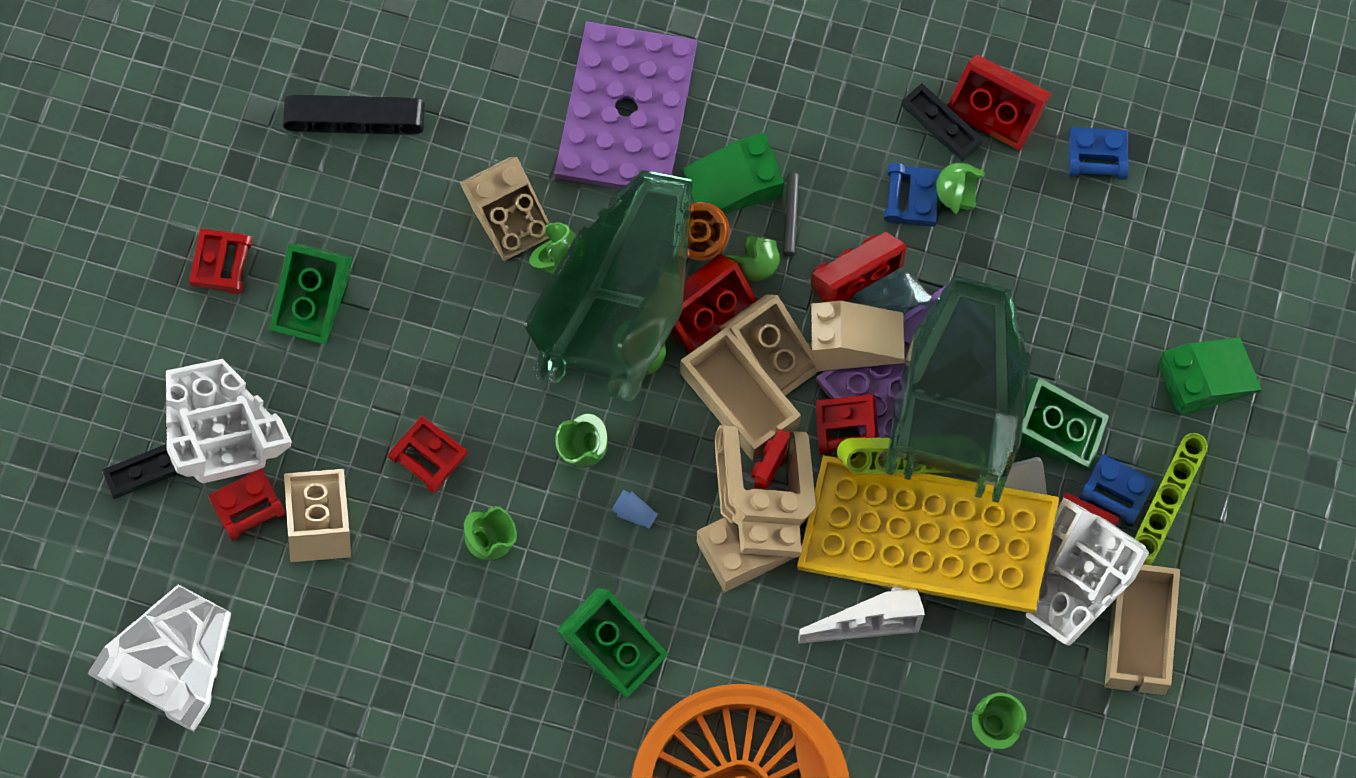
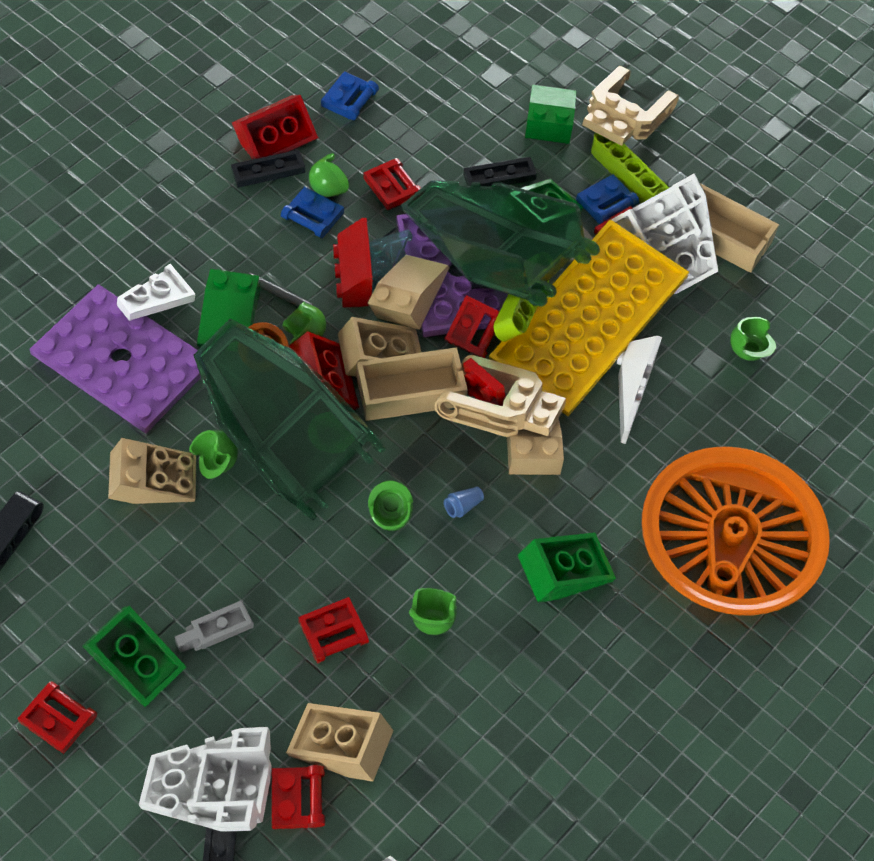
camera: 65 degrees left, 10 degrees down
(376, 348) = (215, 627): none -> light grey hinge
(715, 102) = (156, 295): none -> white wing
(990, 251) = (387, 187): none -> red plate
(1080, 359) = (503, 172): none -> black plate
(1227, 449) = (621, 119): none -> tan plate

